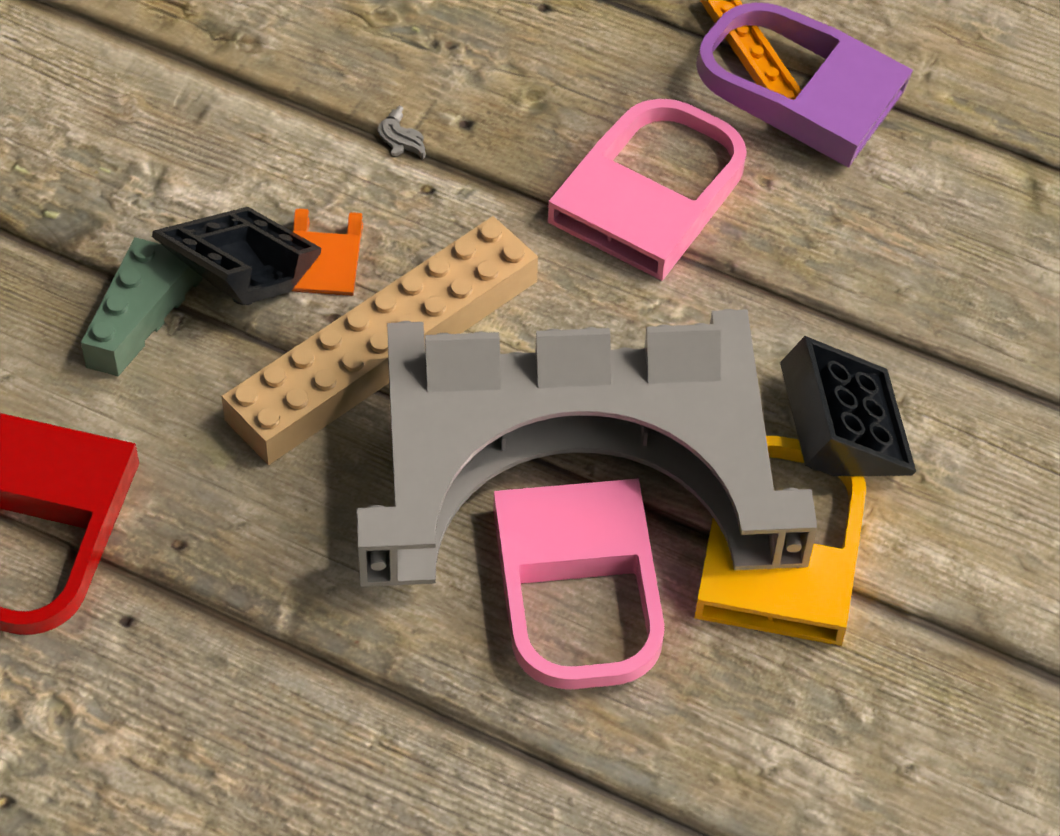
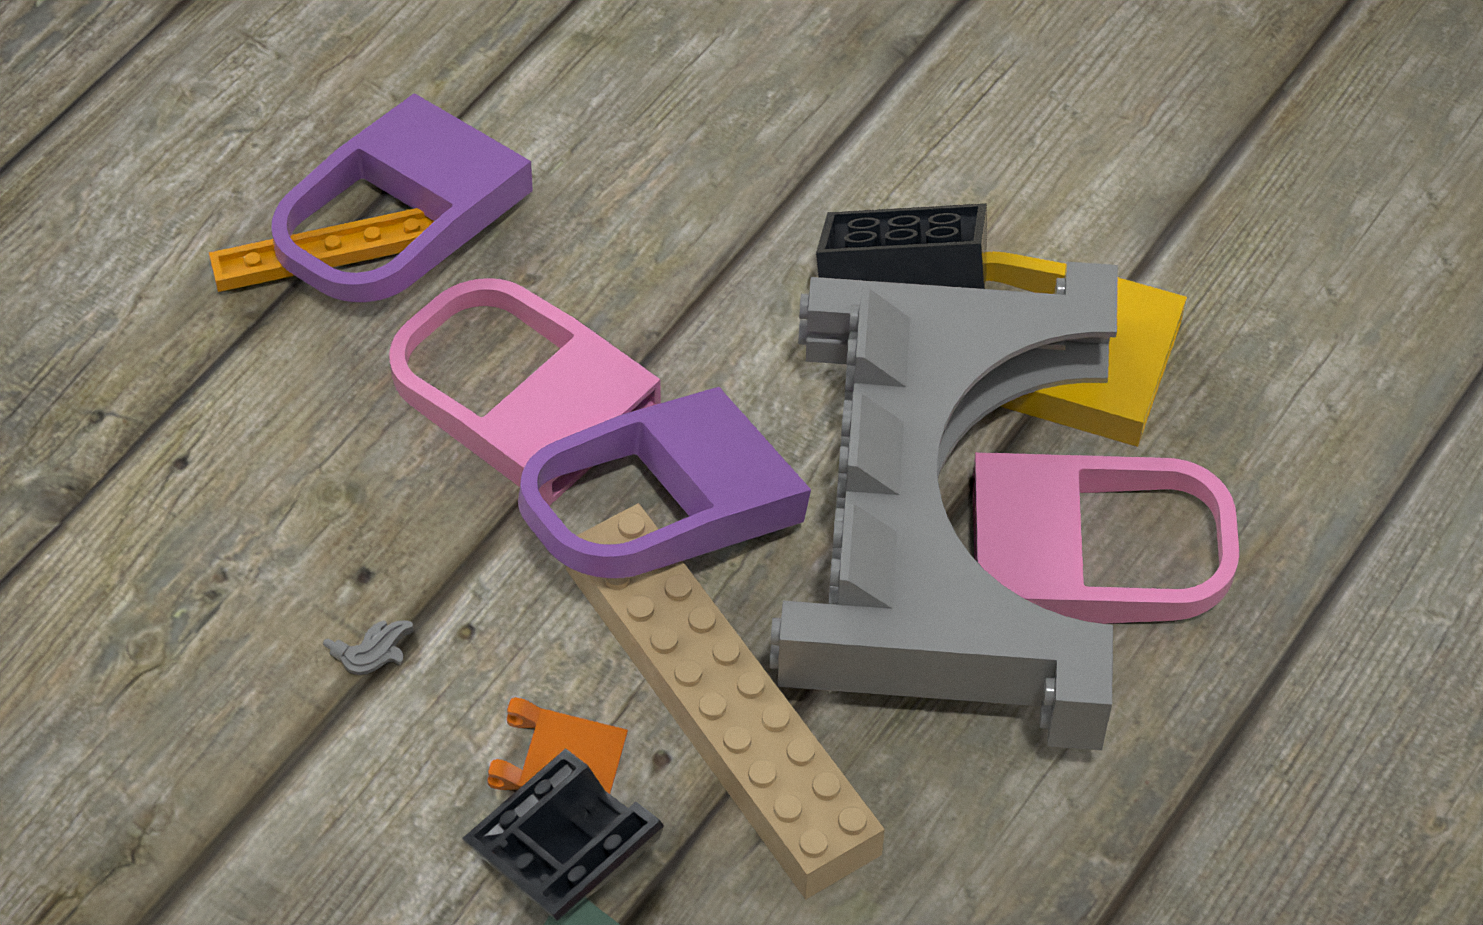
camera: 80 degrees left, 0 degrees up
(592, 291) = (704, 458): none -> medium lavender window

